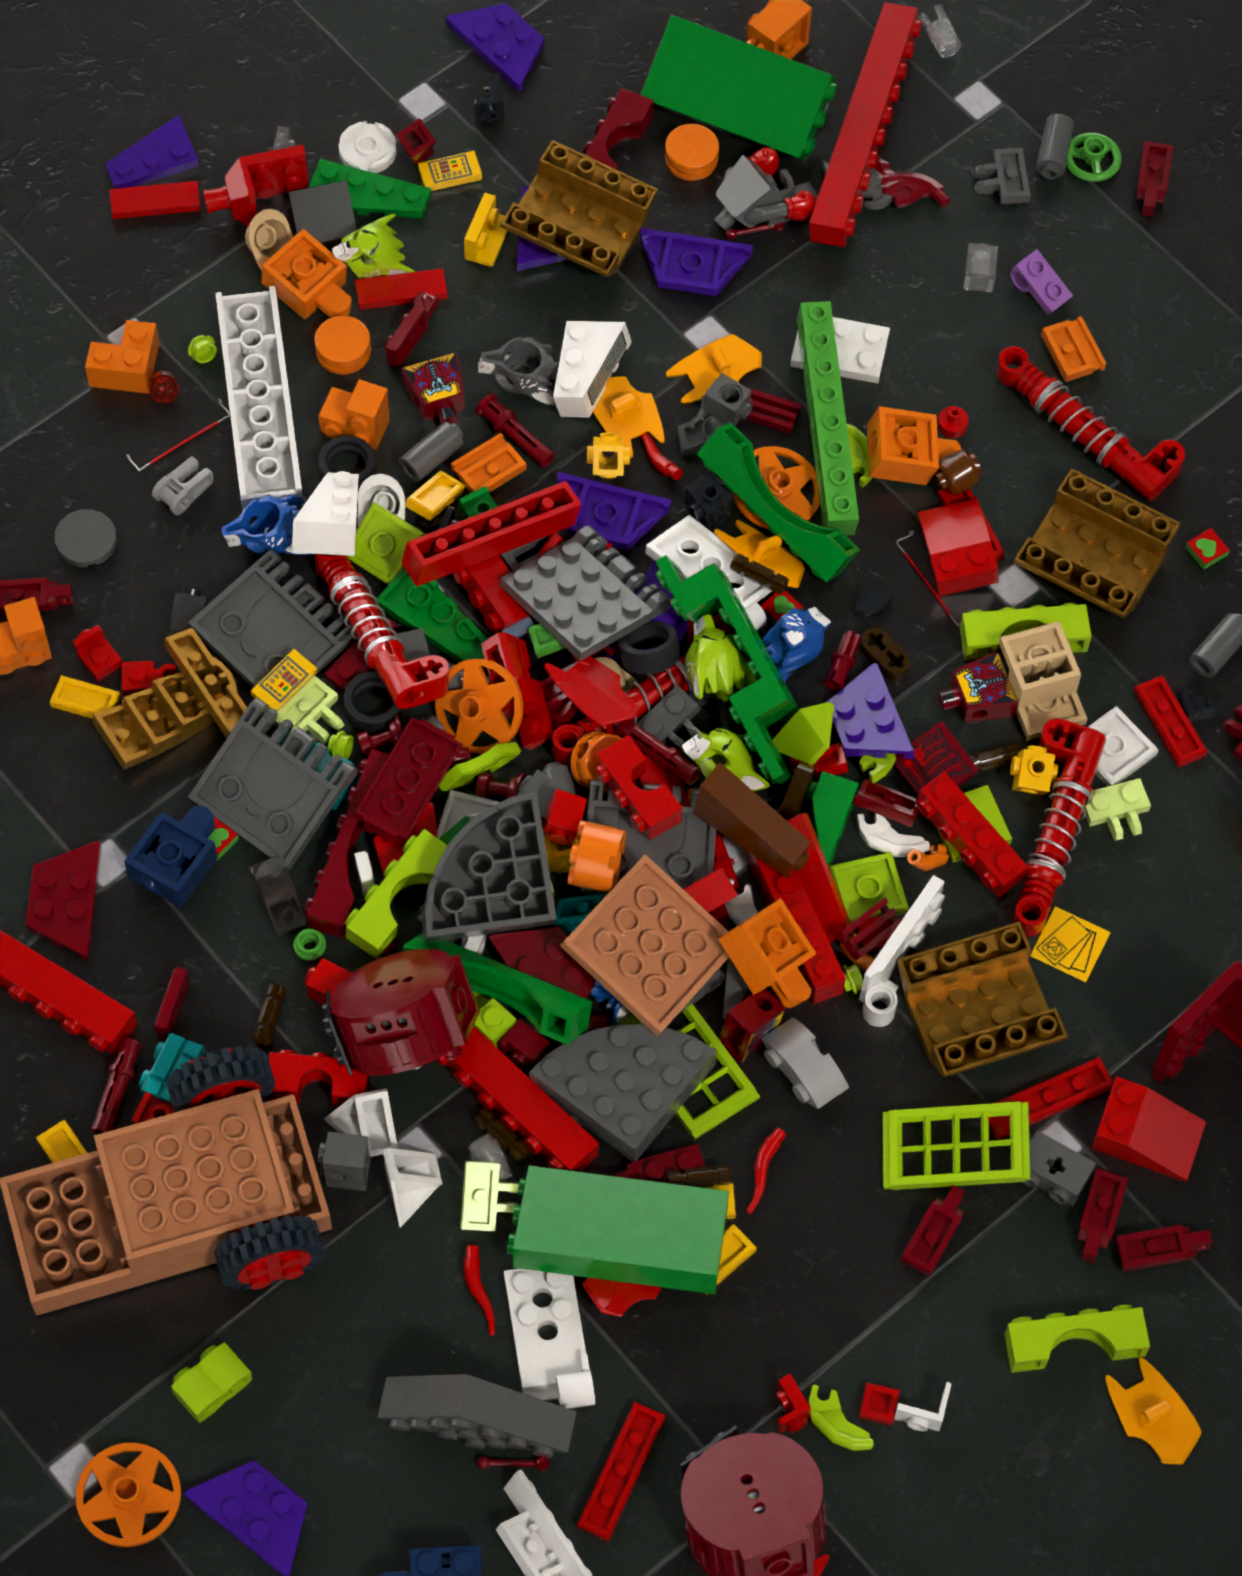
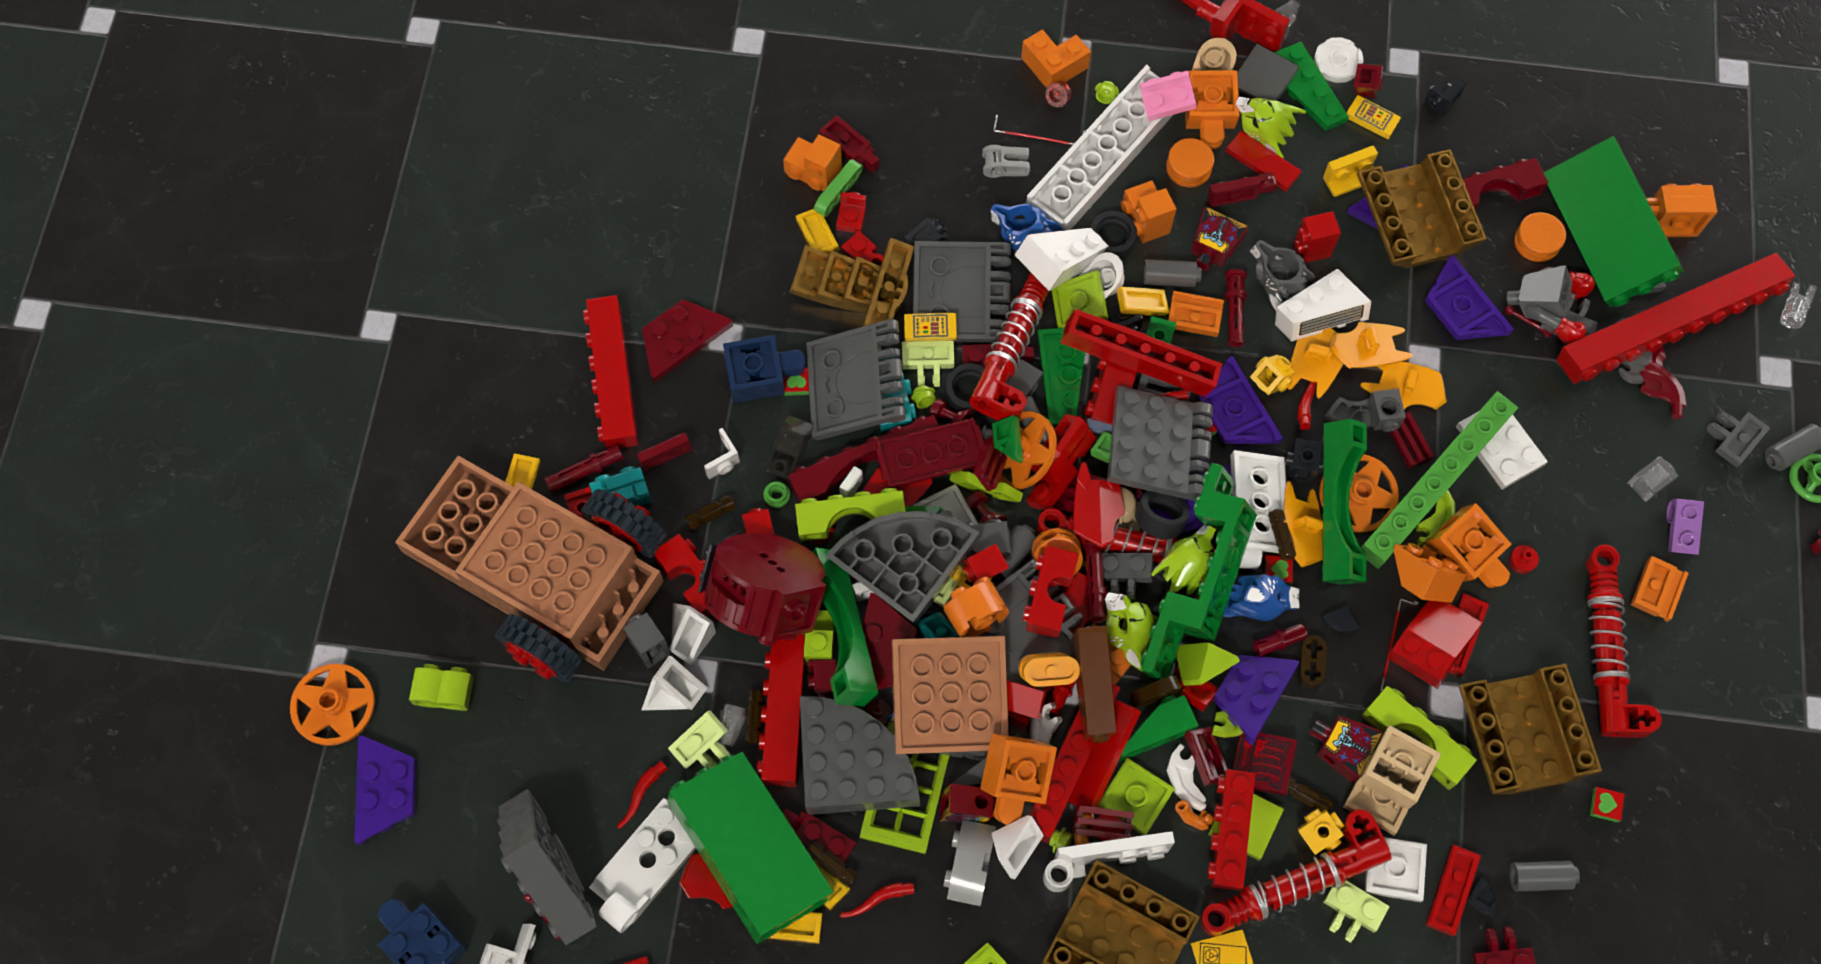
camera: 50 degrees right, 5 degrees up
(63, 641) = (841, 183): none -> bright green beam
(85, 538) = (920, 141): dark grey tile -> none
(234, 947) = (725, 462): none -> white bracket
(269, 301) = (1167, 95): none -> bright pink bracket
(460, 704) = (1008, 437): none -> green tile
(468, 740) = (994, 466): none -> dark red tile
(500, 39) = (1494, 65): dark purple wing -> none
(521, 309) = (1317, 237): none -> red brick
(655, 364) = (1368, 346): none -> light orange shield
(706, 846) = (1048, 669): none -> light orange brick
(827, 1008) = (1016, 844): none -> white slope
(899, 498) = (1427, 573): none -> orange slope
(958, 472) = (1486, 594): reddish brown head -> none

